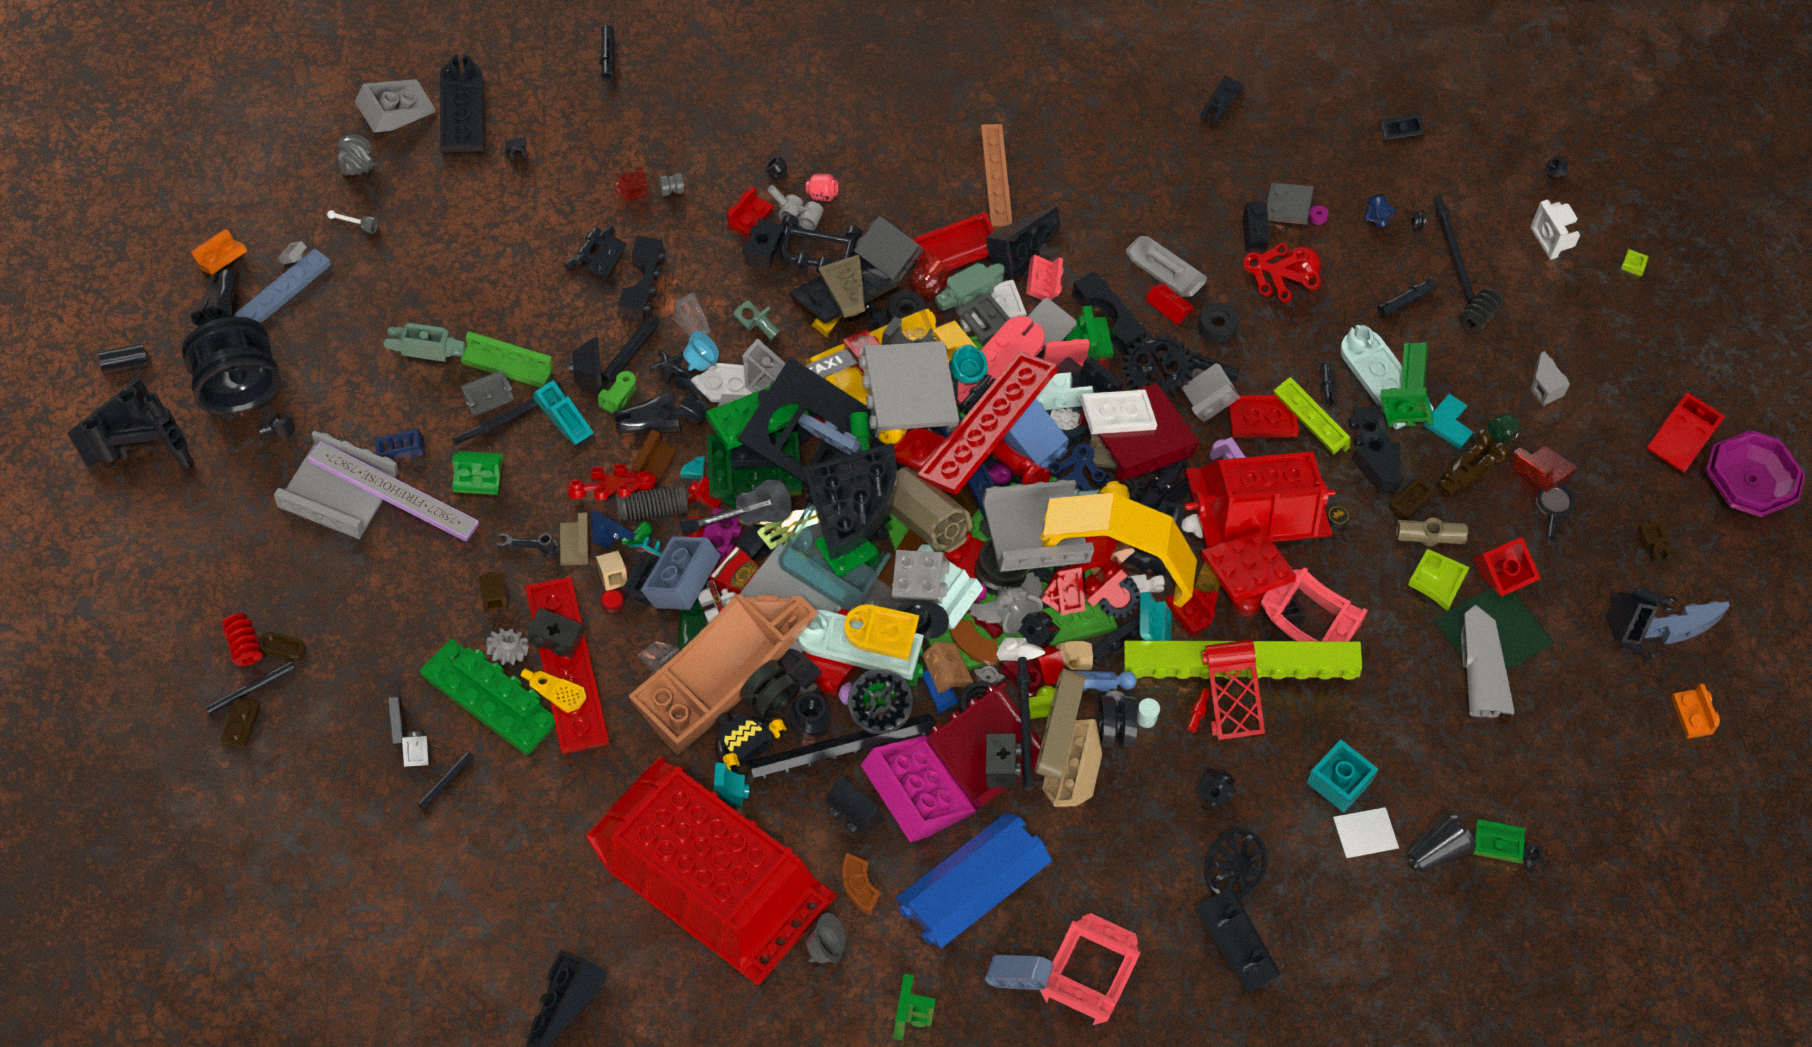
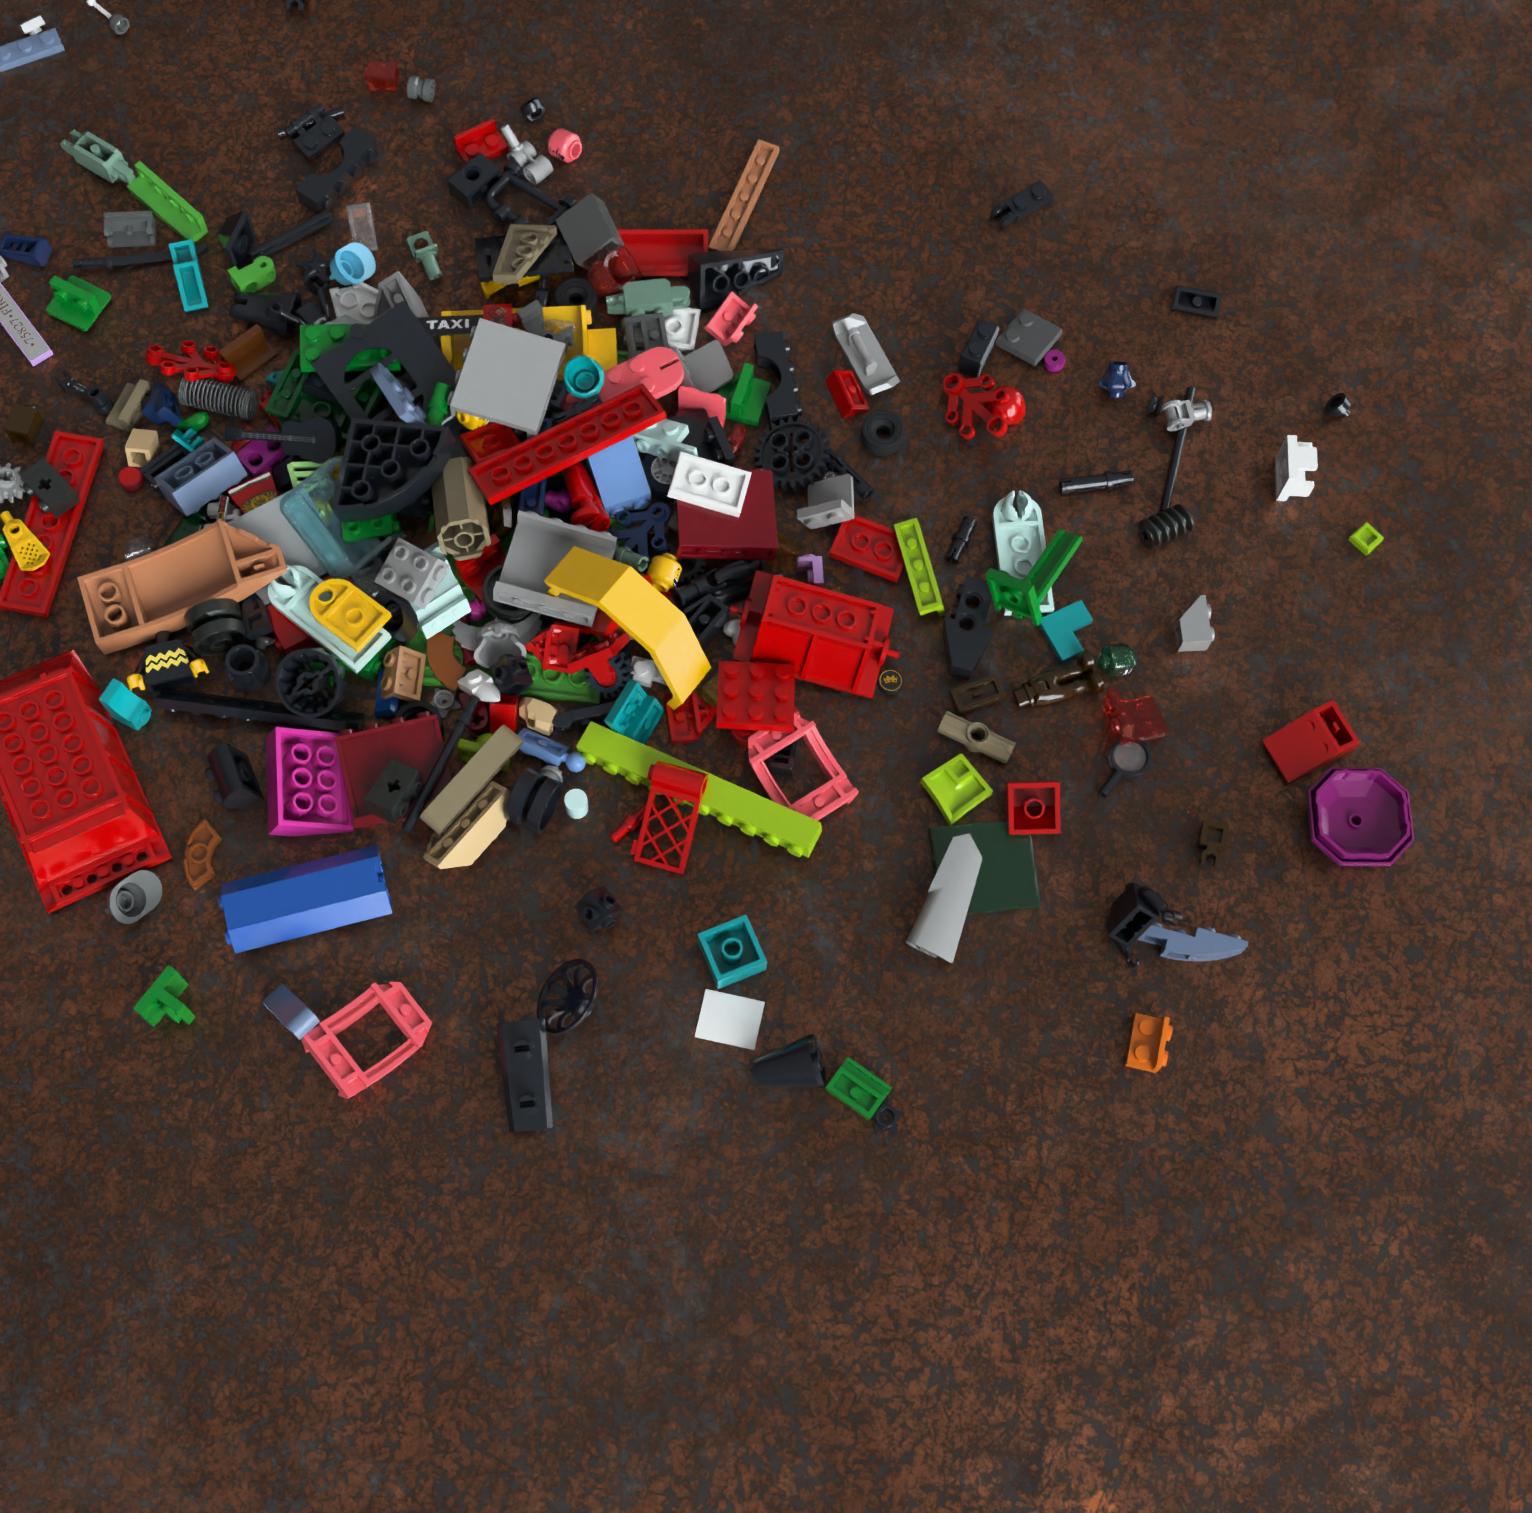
camera: 25 degrees right, 10 degrees up
(1447, 217) = (1183, 413): none -> light grey connector

